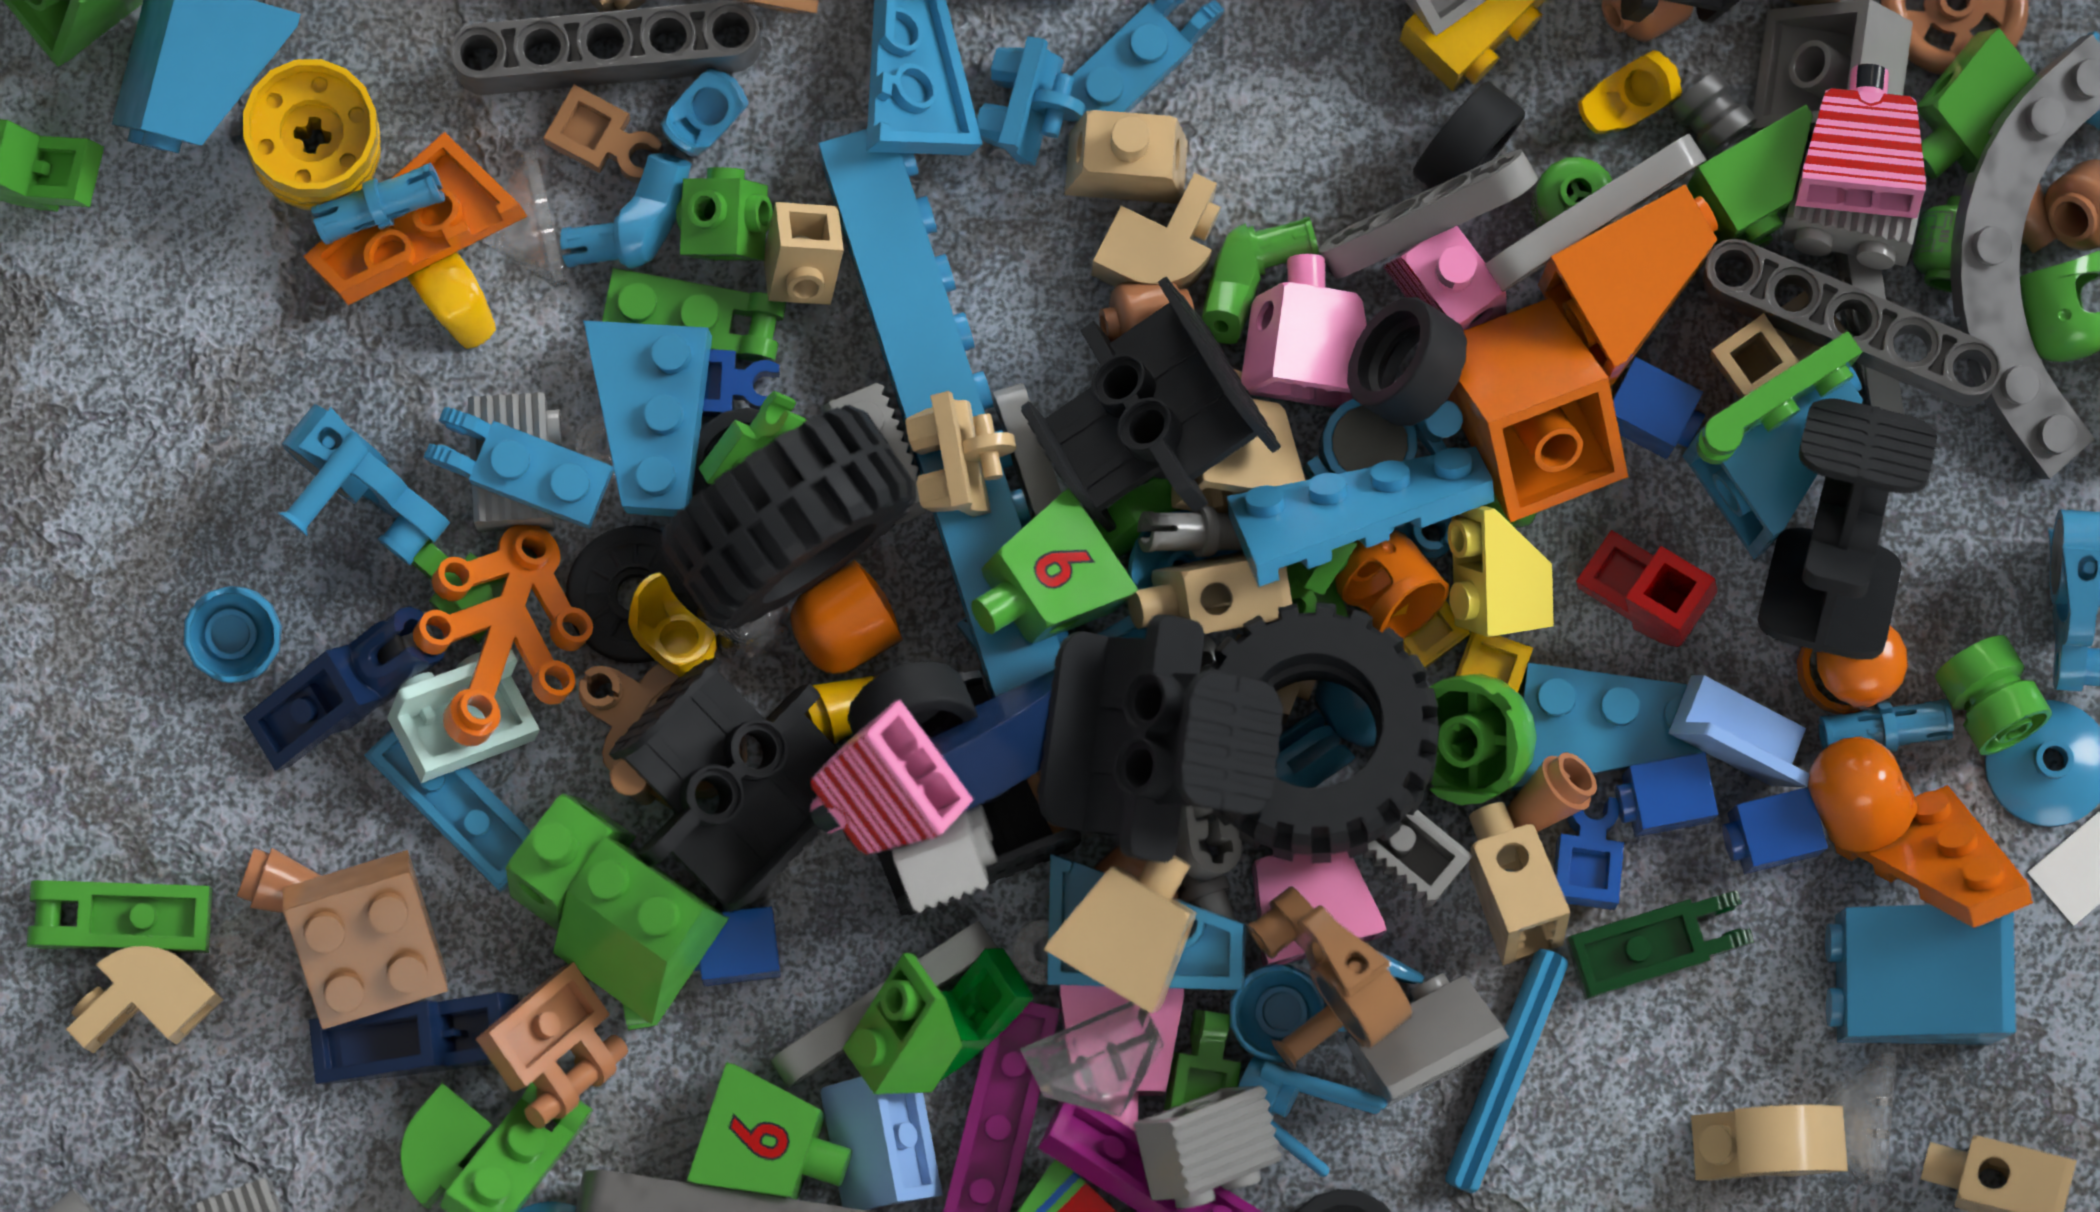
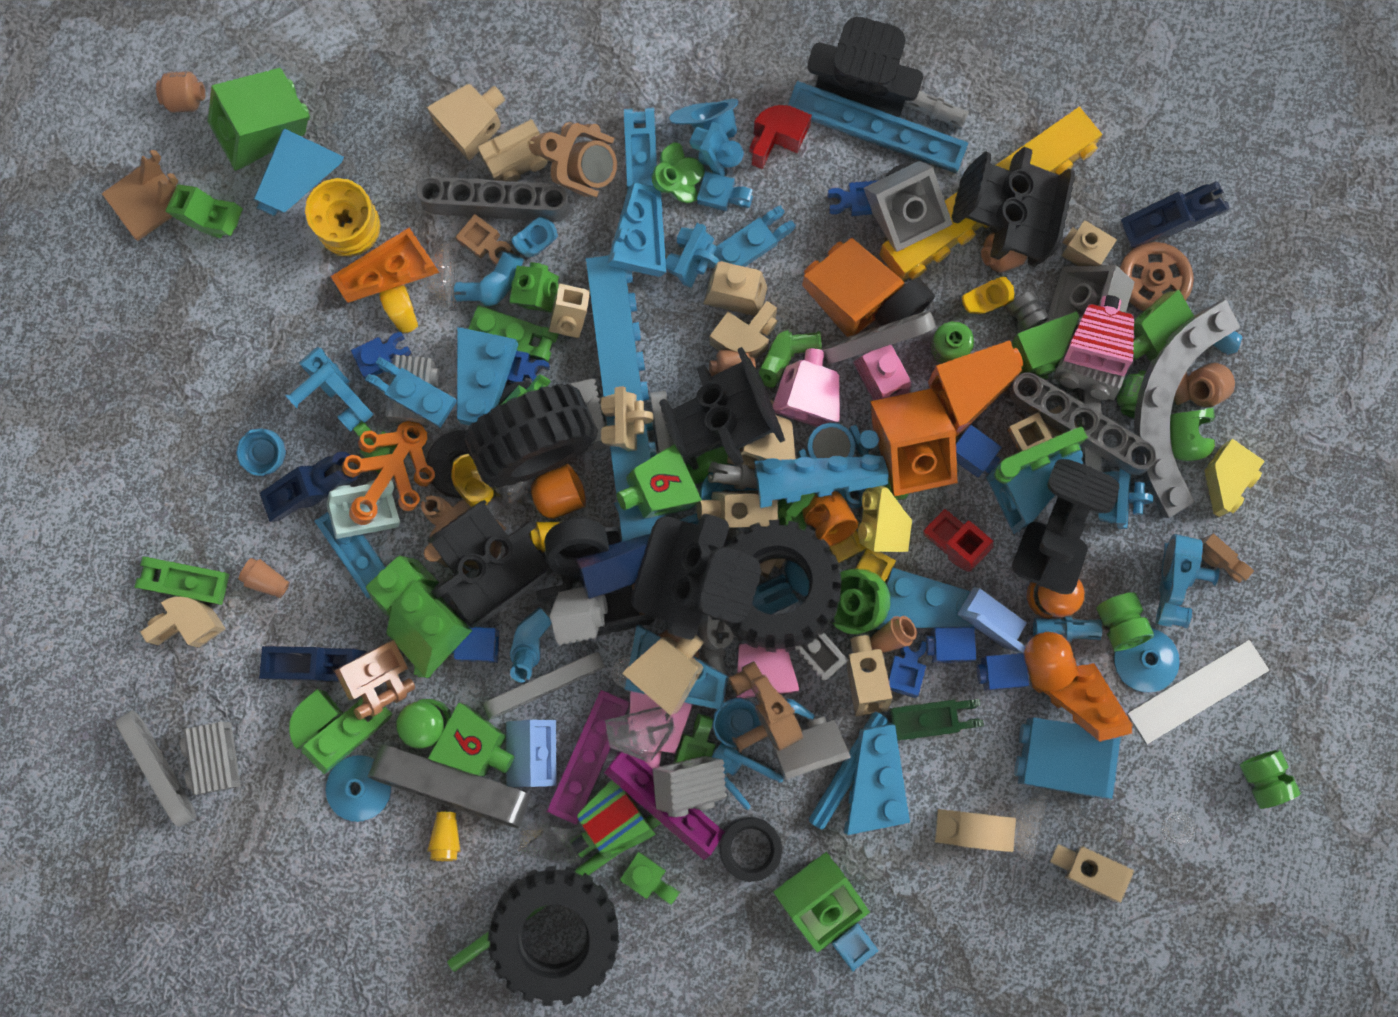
camera: 20 degrees right, 0 degrees up
(364, 939) = (293, 611): medium nougat brick -> none
(377, 203) = (368, 255): dark azure pin -> none
(418, 400) = (368, 353): none -> blue plate
(661, 1116) = (422, 723): none -> bright green helmet
(835, 929) = (526, 644): none -> dark azure arm
(887, 786) = (554, 578): bright pink torso -> none
(905, 1034) = (547, 704): bright green slope -> none
(985, 1003) = (582, 699): green slope -> none
(1355, 115) = (850, 285): none -> orange slope
(1428, 377) = (864, 417): black tyre -> none
(1570, 1089) = (878, 785): none -> dark azure wing
(1596, 211) = (975, 342): light grey beam -> none
(1951, 482) = (1138, 498): none -> dark azure hips

